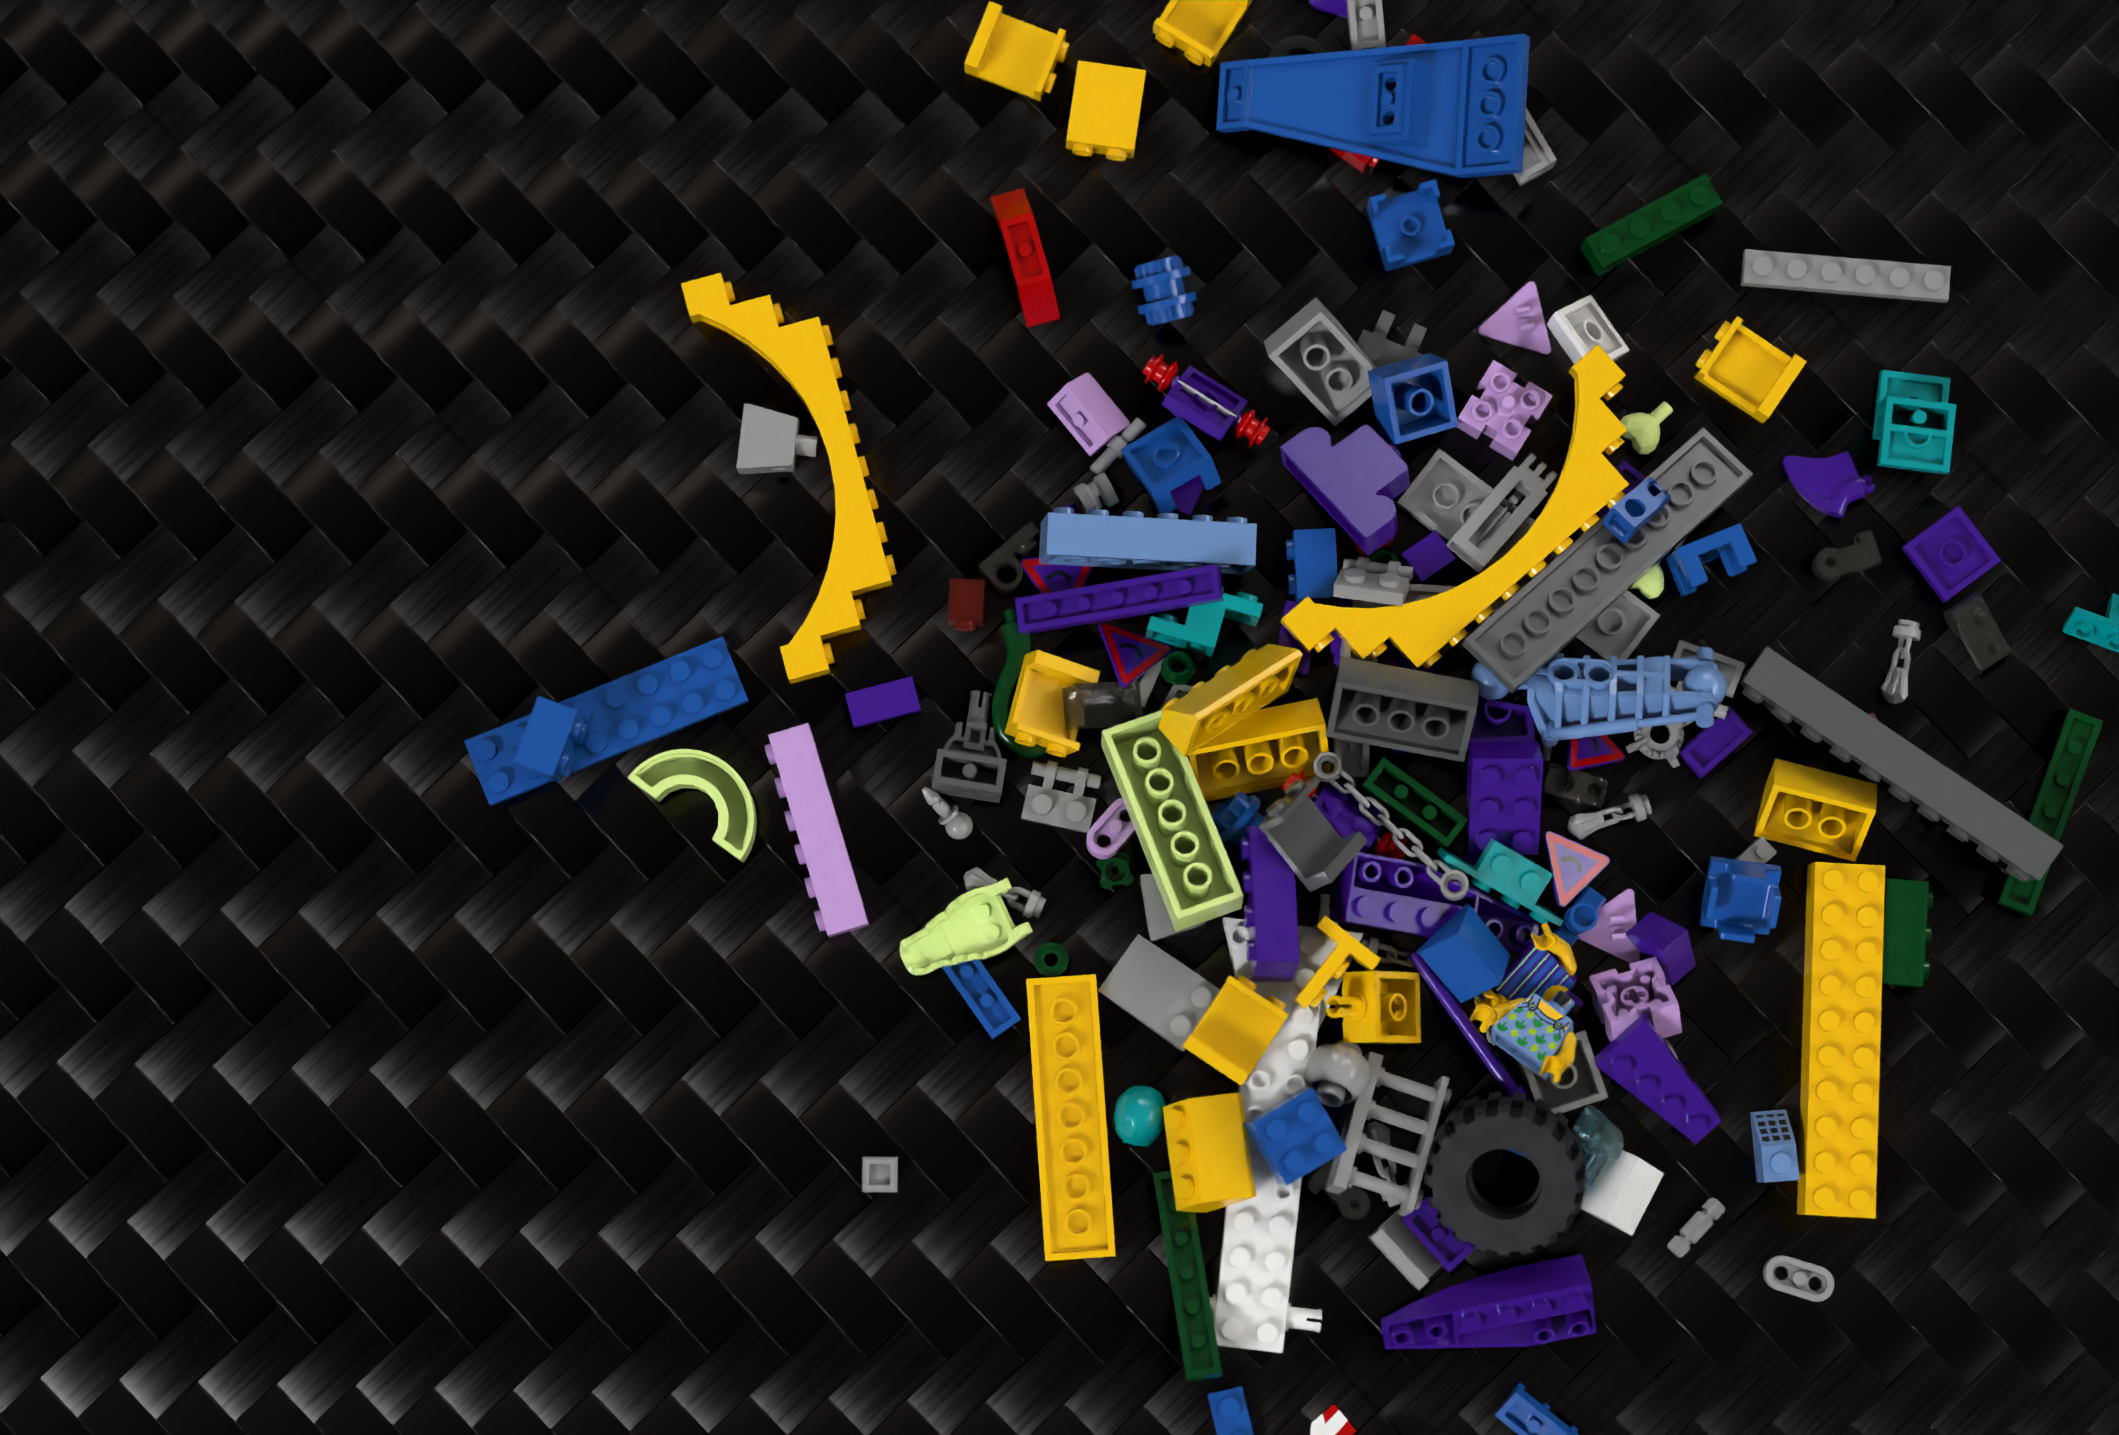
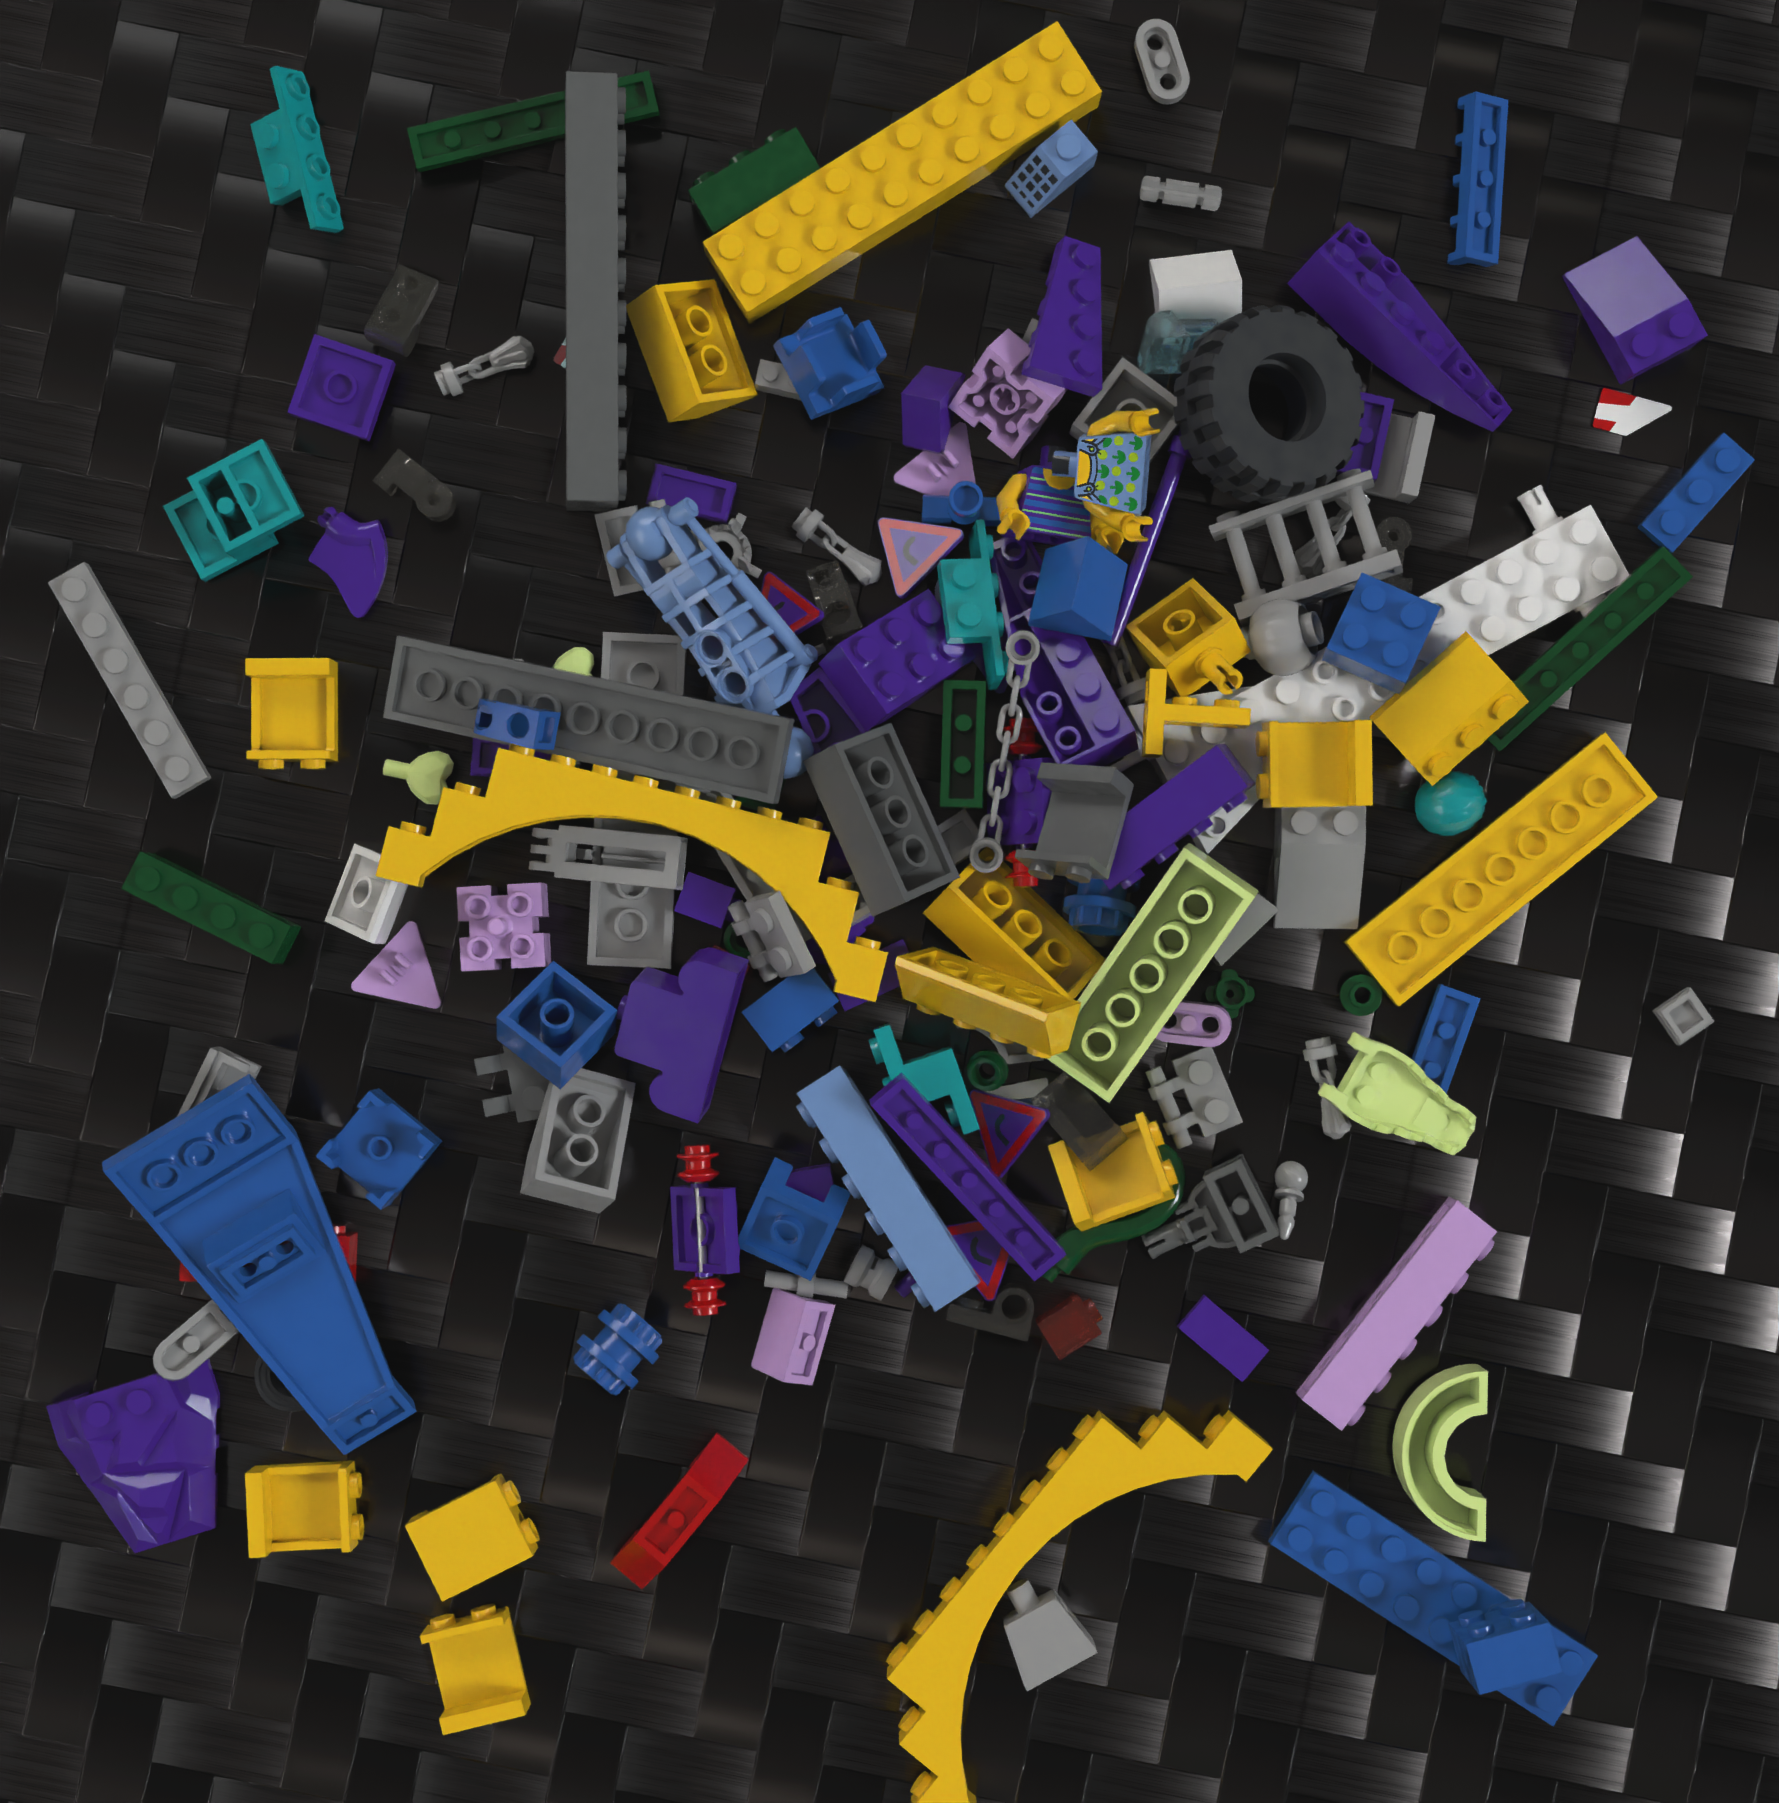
camera: 120 degrees left, 5 degrees up
(1727, 544) = (485, 609): blue panel -> none

